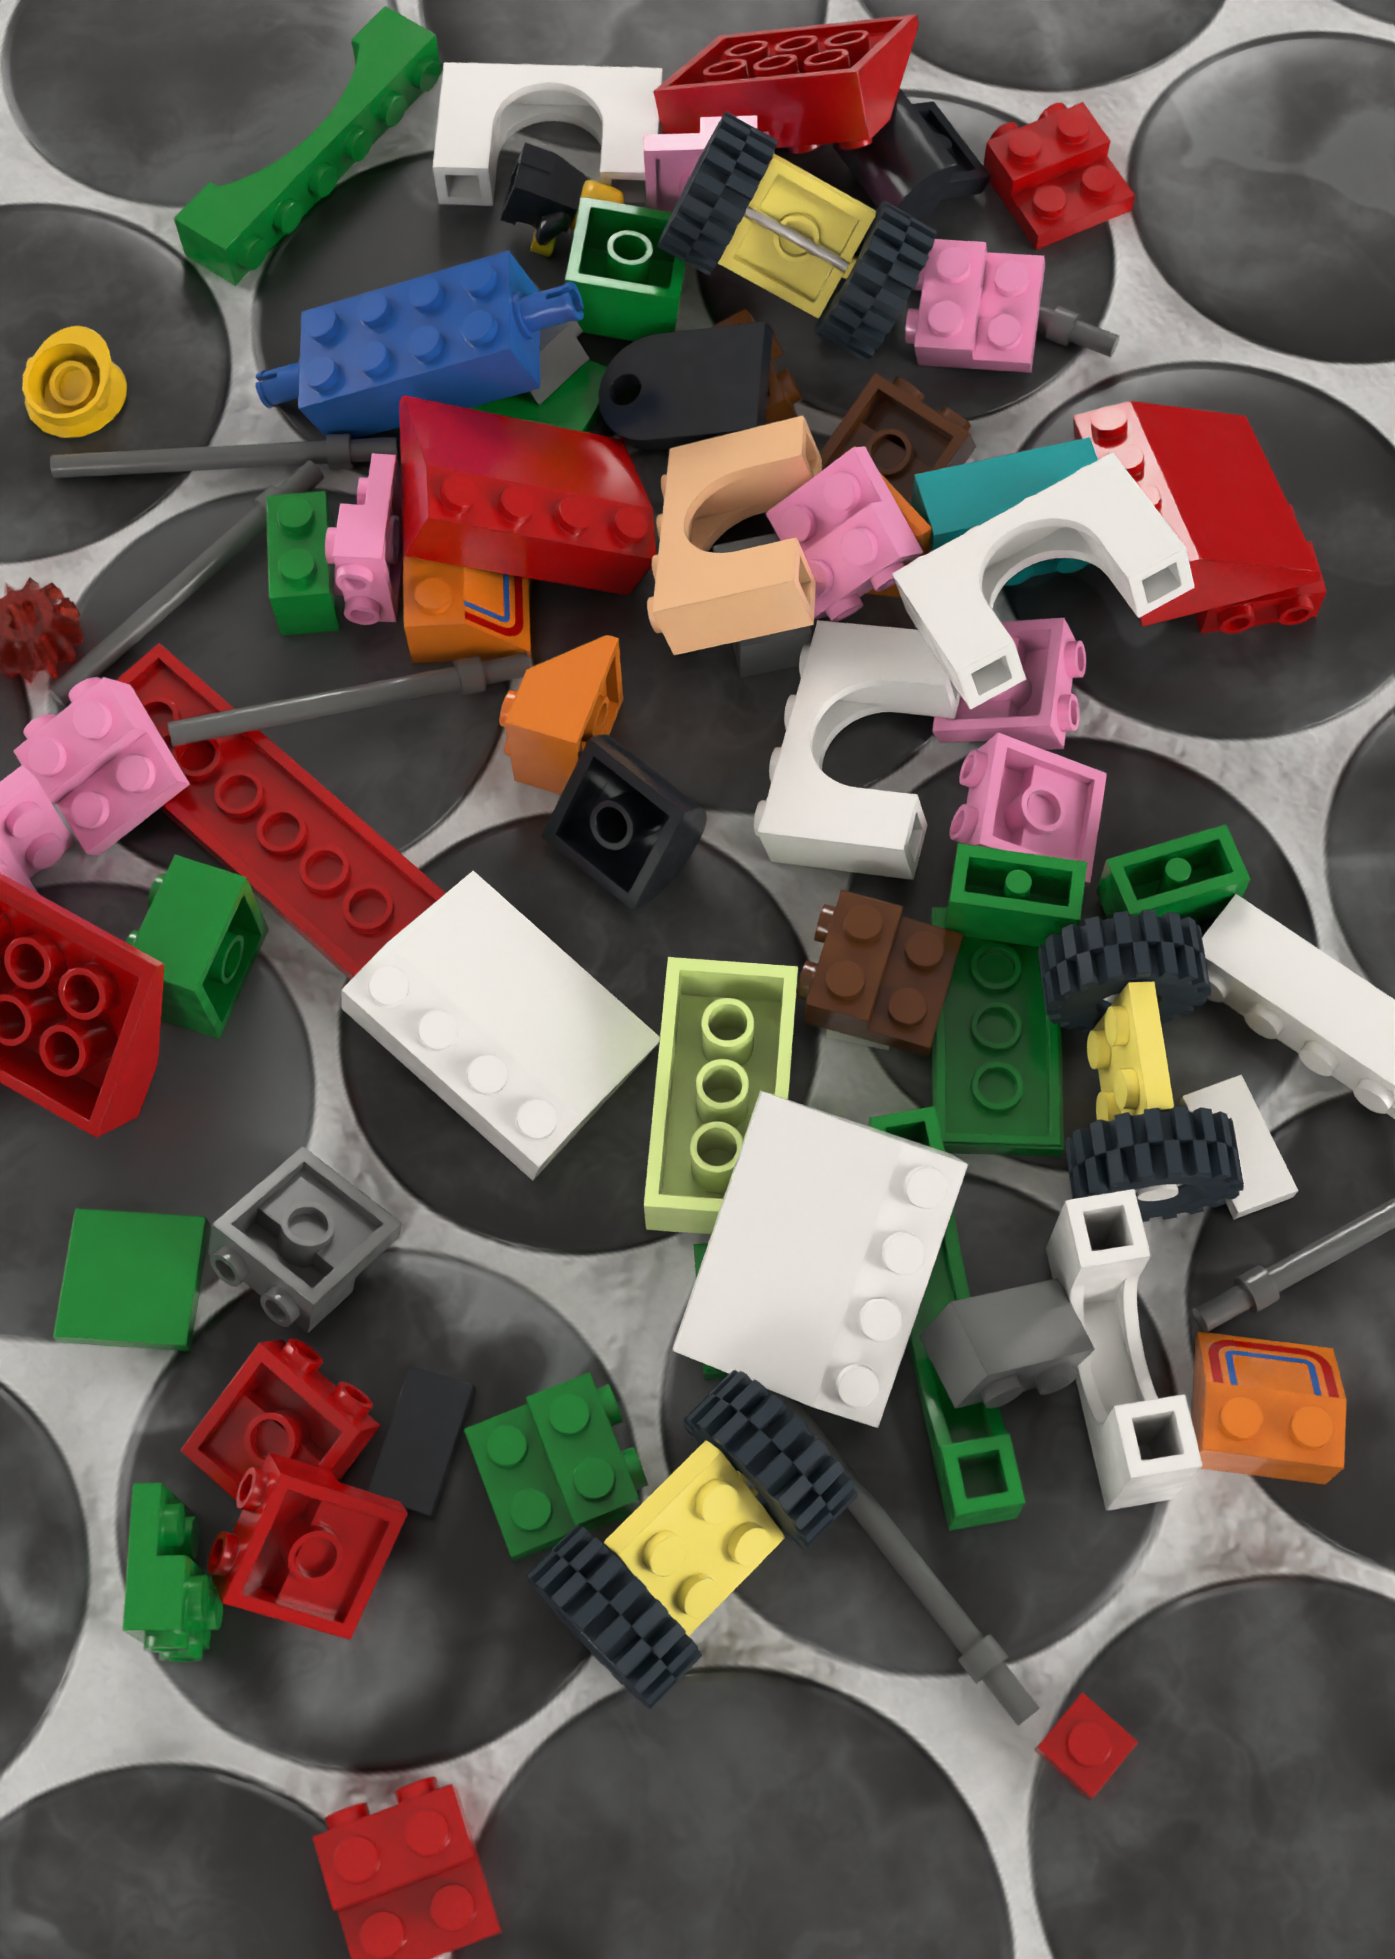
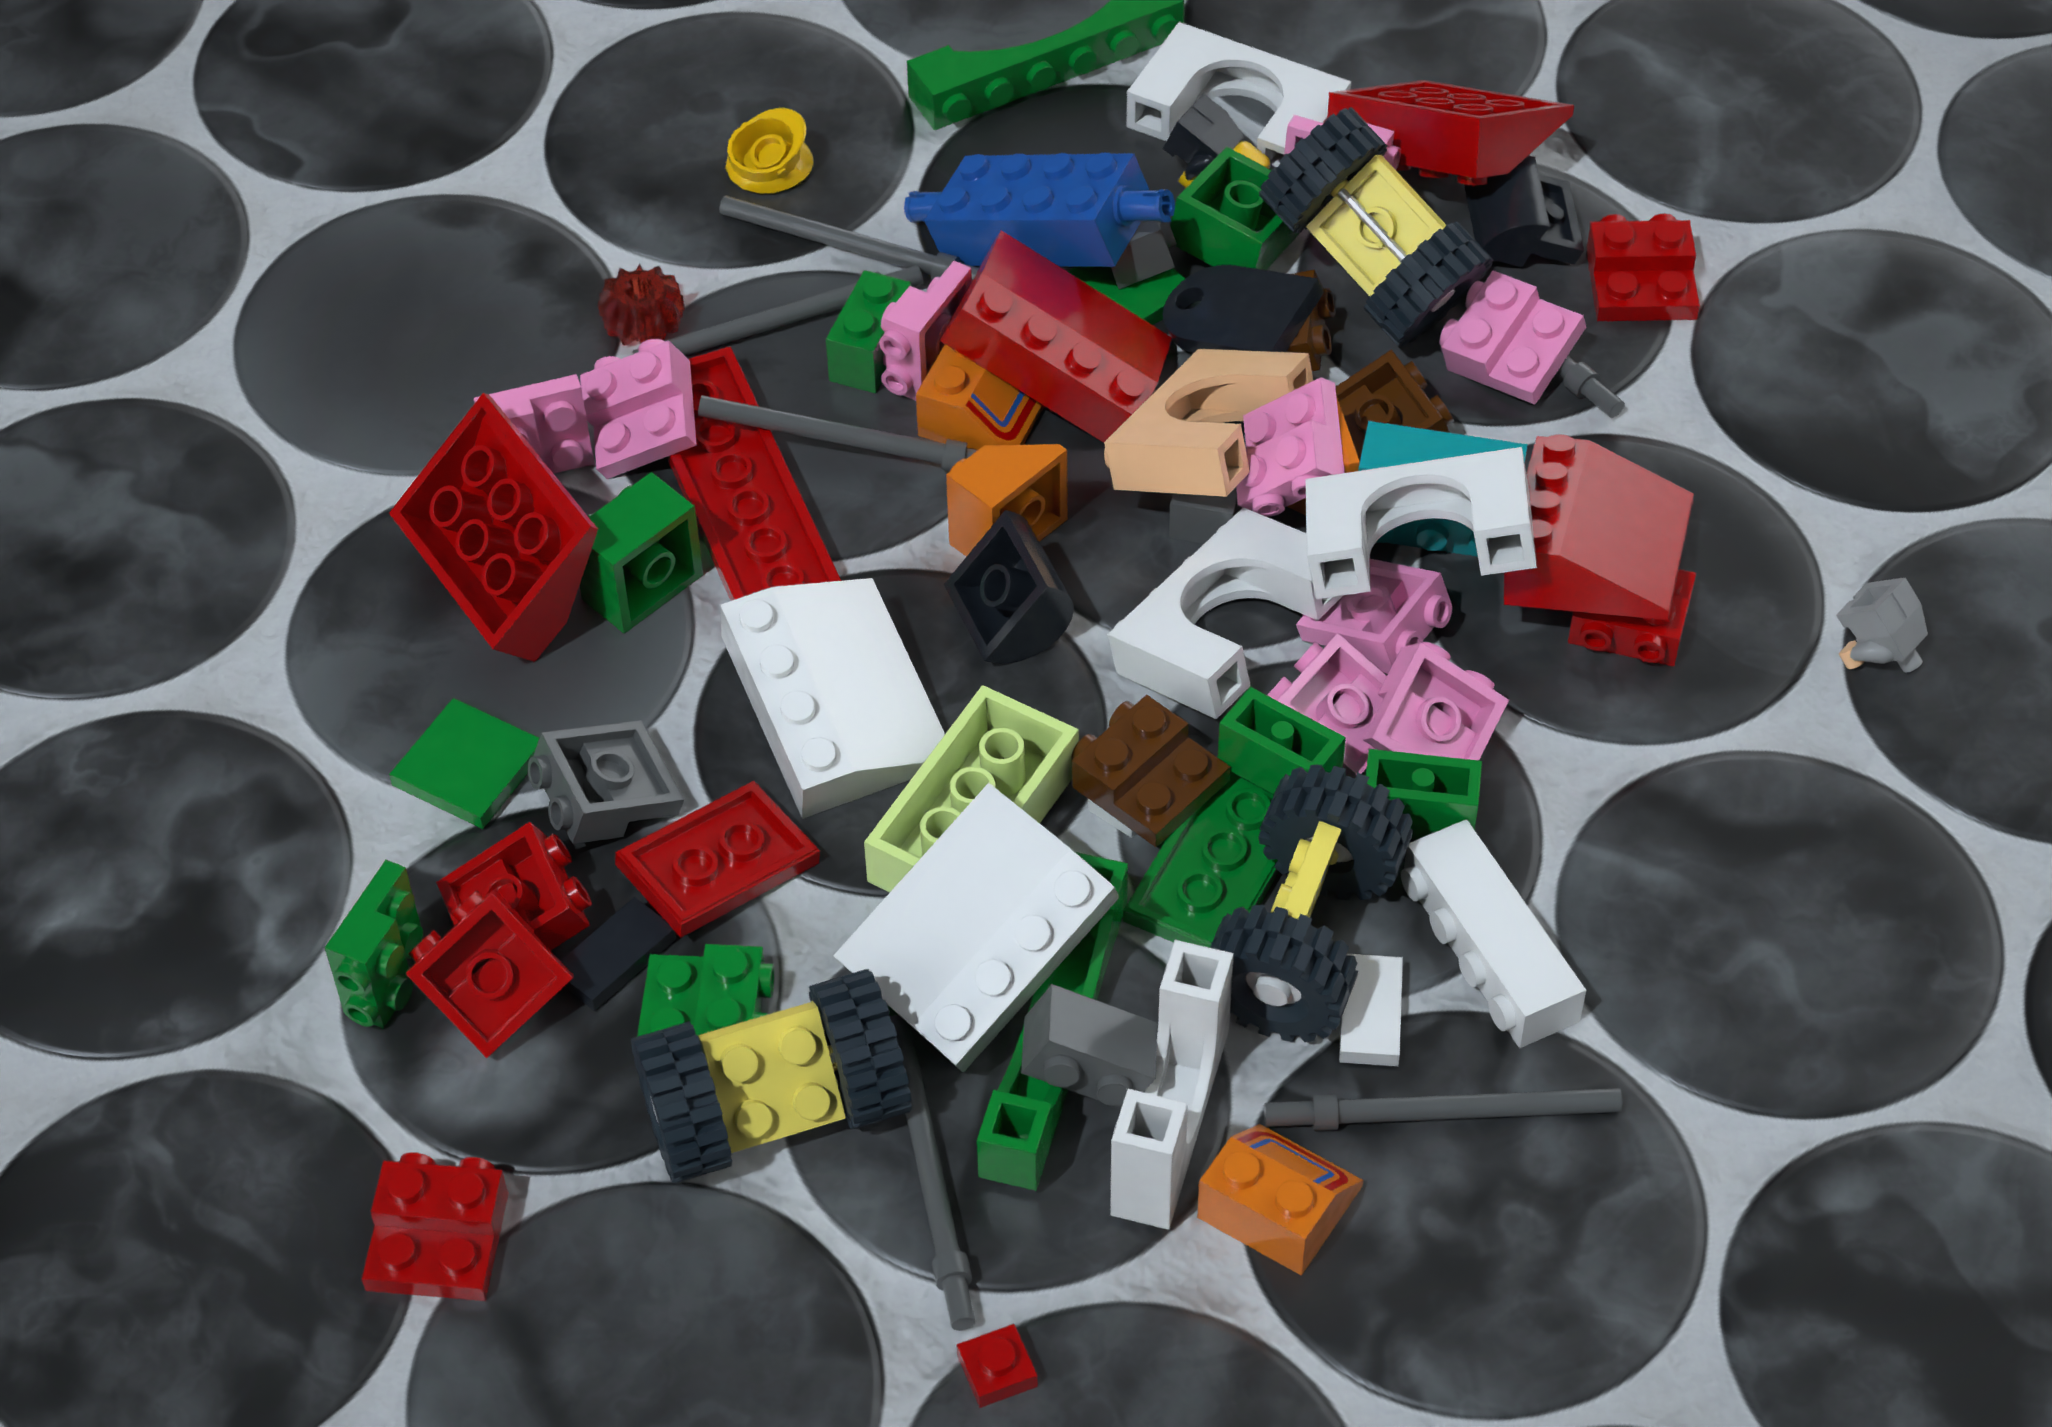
camera: 25 degrees right, 15 degrees down
(473, 1278) = (717, 858): none -> red tile
(1138, 780) = (1435, 706): none -> bright pink plate

